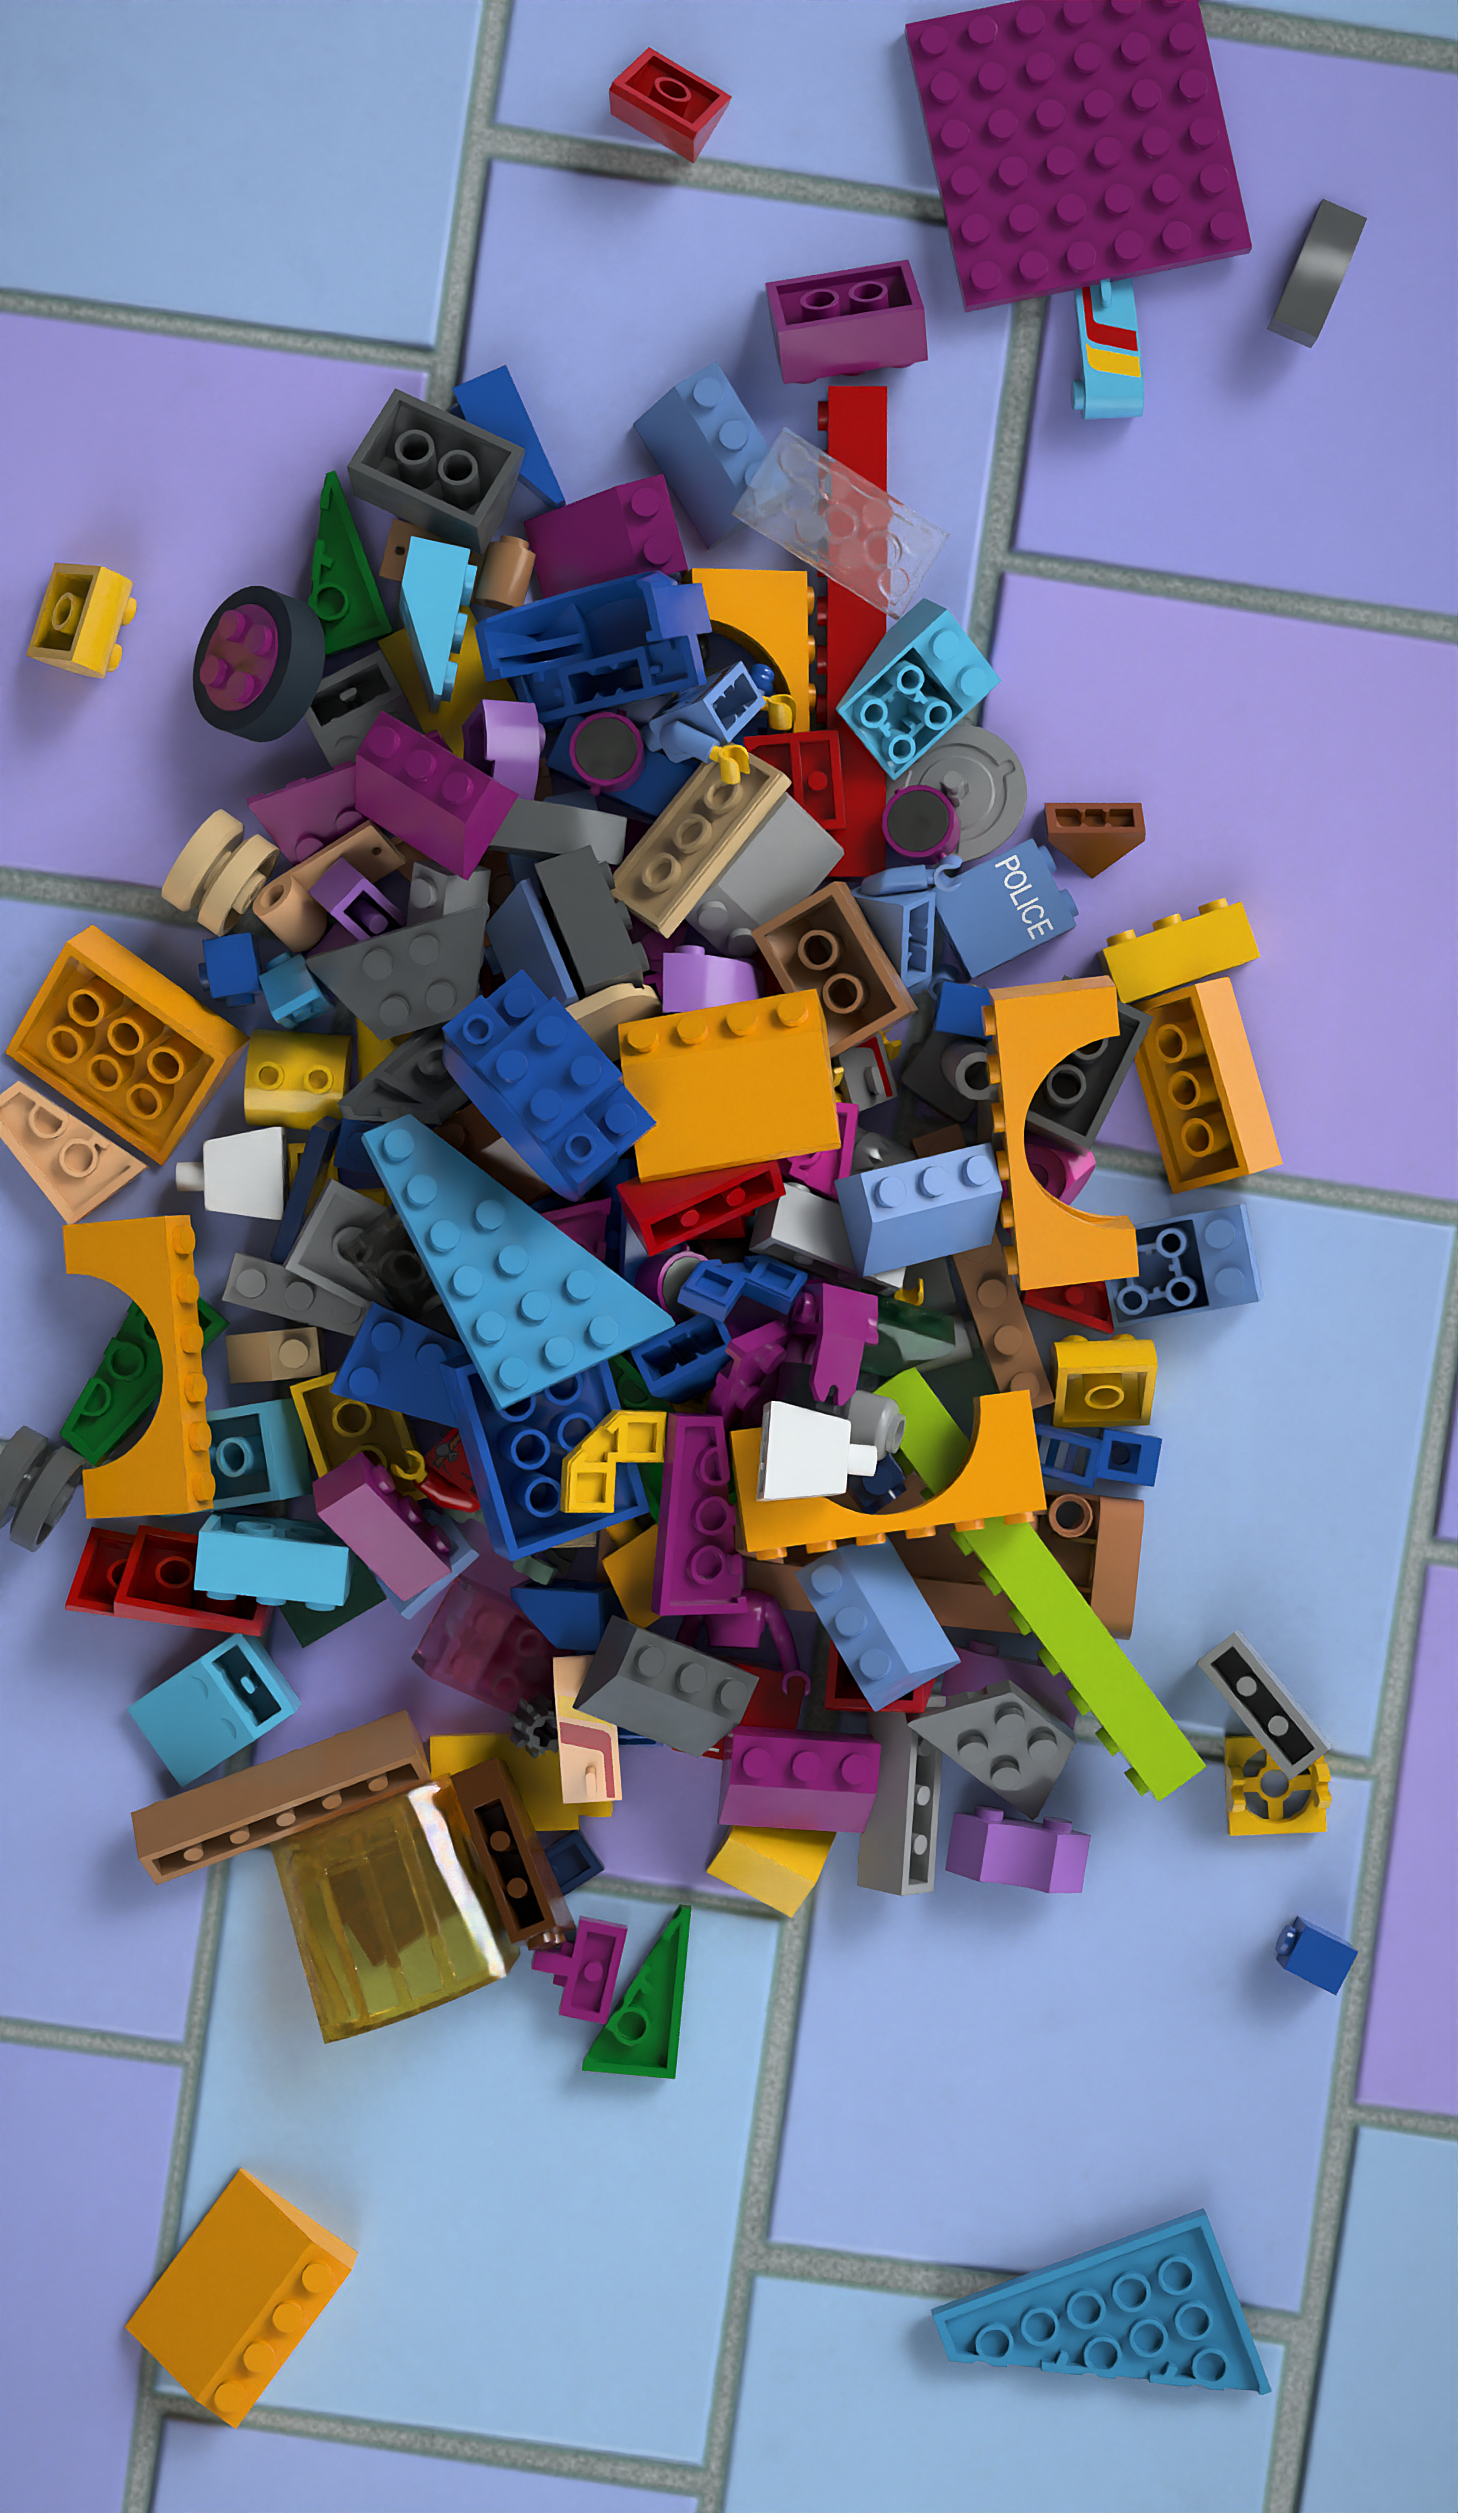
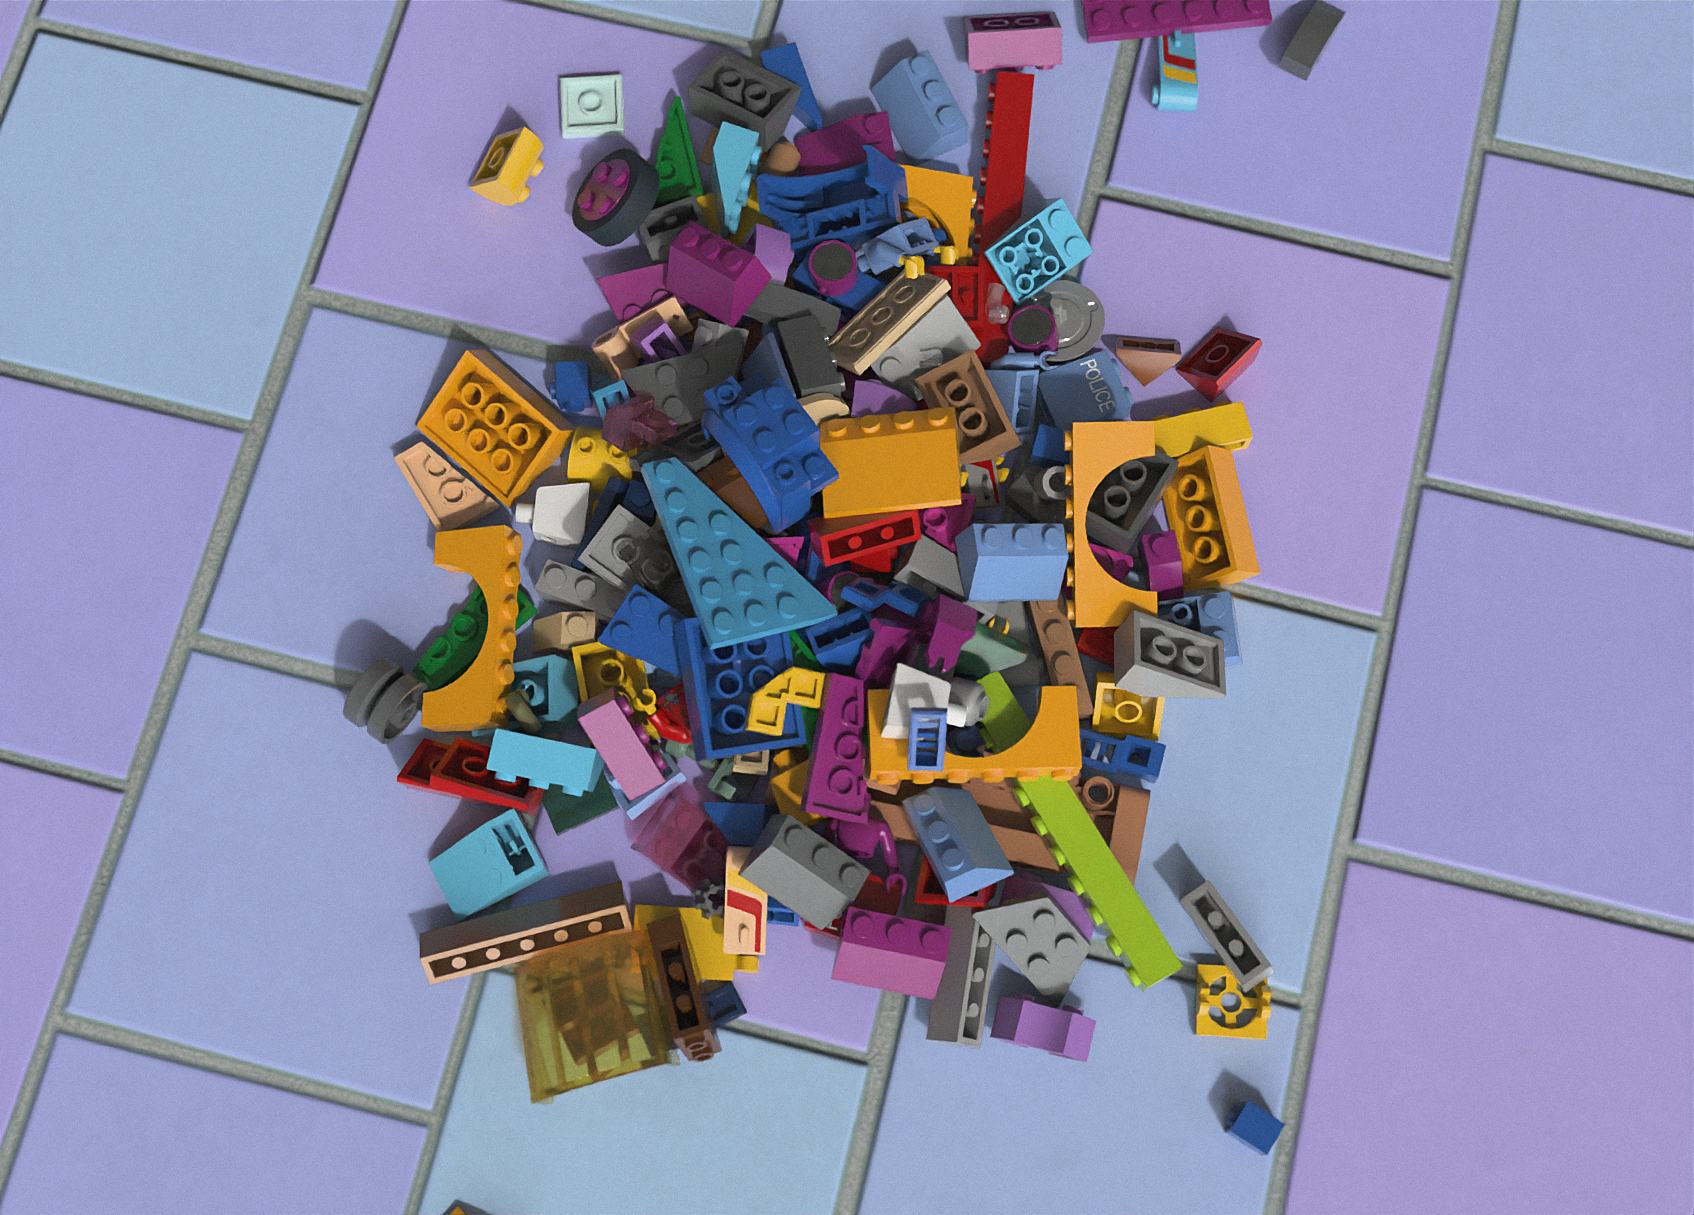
camera: 10 degrees right, 15 degrees down
(198, 495) = (592, 106): none -> light aqua tile
(220, 872) = (572, 321): tan wheel -> none
(222, 1482) = (517, 705): none -> olive arm
(342, 1037) = (635, 423): none -> clear pink brick
(586, 1968) = (725, 1081): magenta hinge -> none
(646, 2022) = (764, 1127): green wing -> none
(772, 1863) = (866, 1017): yellow slope -> none
(778, 897) = (933, 357): none -> clear hand
(824, 1513) = (926, 759): none -> slope
(840, 523) = (997, 147): clear plate -> none
(855, 788) = (993, 308): none -> clear arm
(1138, 1169) = (1161, 565): none -> magenta slope
(1158, 1329) = (1167, 660): none -> light grey slope
(1201, 831) = (1219, 361): none -> red slope

